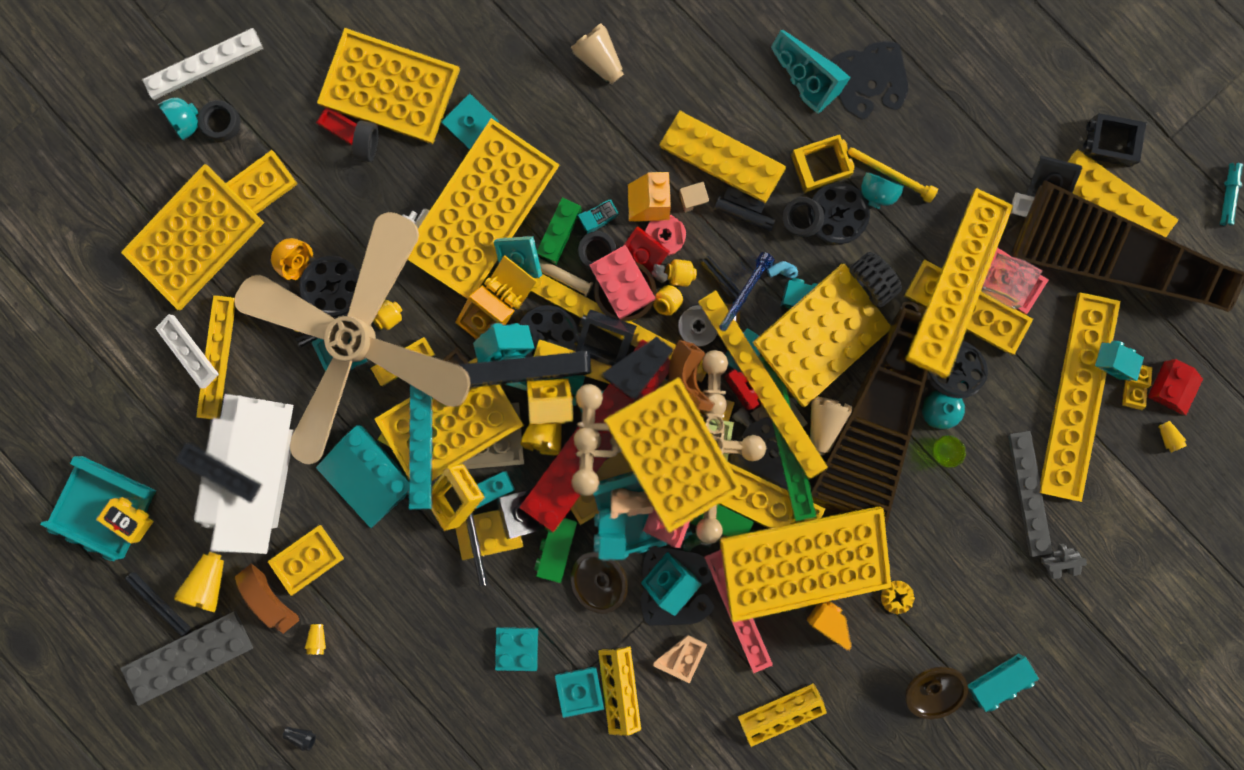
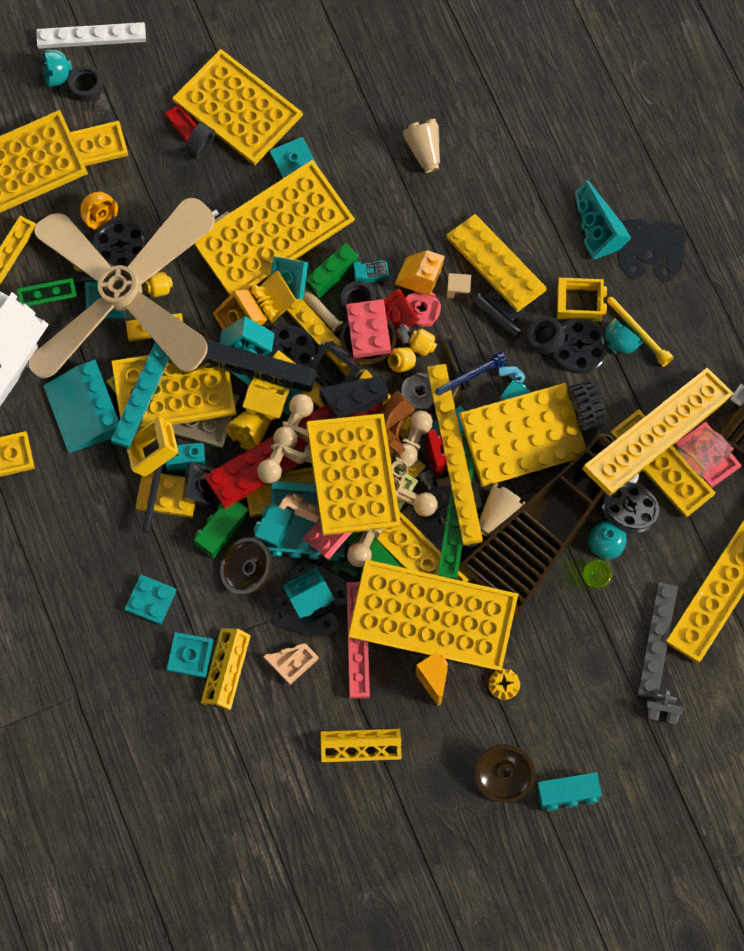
camera: 20 degrees right, 15 degrees down
(276, 370) = (47, 292): none -> green brick

